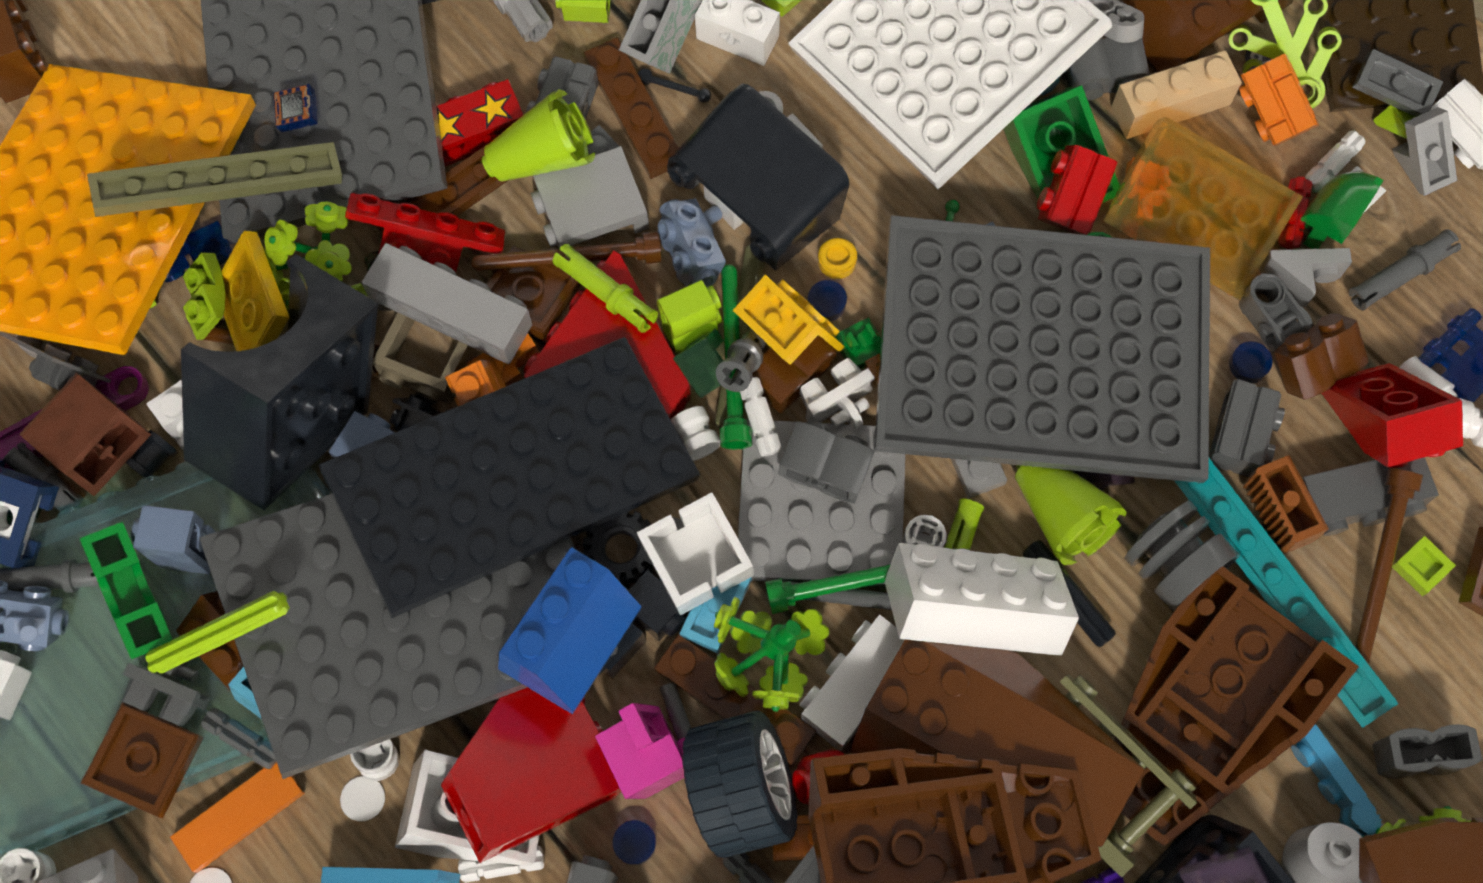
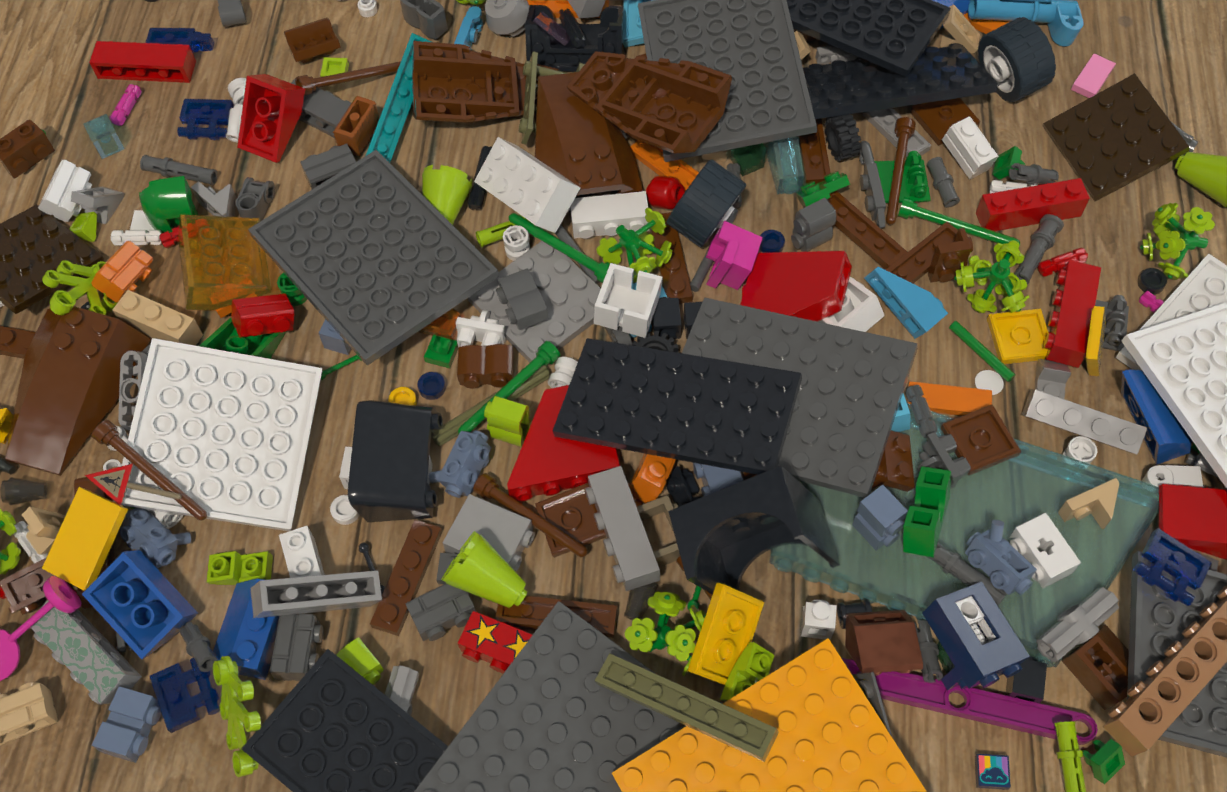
camera: 135 degrees left, 10 degrees down
(217, 632) = (896, 431): lime axle -> none
(295, 108) = (594, 735): tile -> none
(430, 234) = (594, 593): red bracket -> none
(569, 631) = (723, 310): blue slope -> none
(618, 297) = (535, 469): lime pin -> none
(699, 362) = (527, 391): clear green panel -> none
(745, 357) = (504, 373): dark grey pin -> none
(760, 418) = (528, 347): white axle -> none
(784, 319) = (468, 369): yellow bracket -> none
(1180, 553) = (423, 138): dark grey wheel -> none
(1250, 362) = (288, 193): clear blue tile -> none
(1321, 356) = (263, 163): reddish brown brick -> none
(1397, 83) = (68, 229): dark grey plate -> none

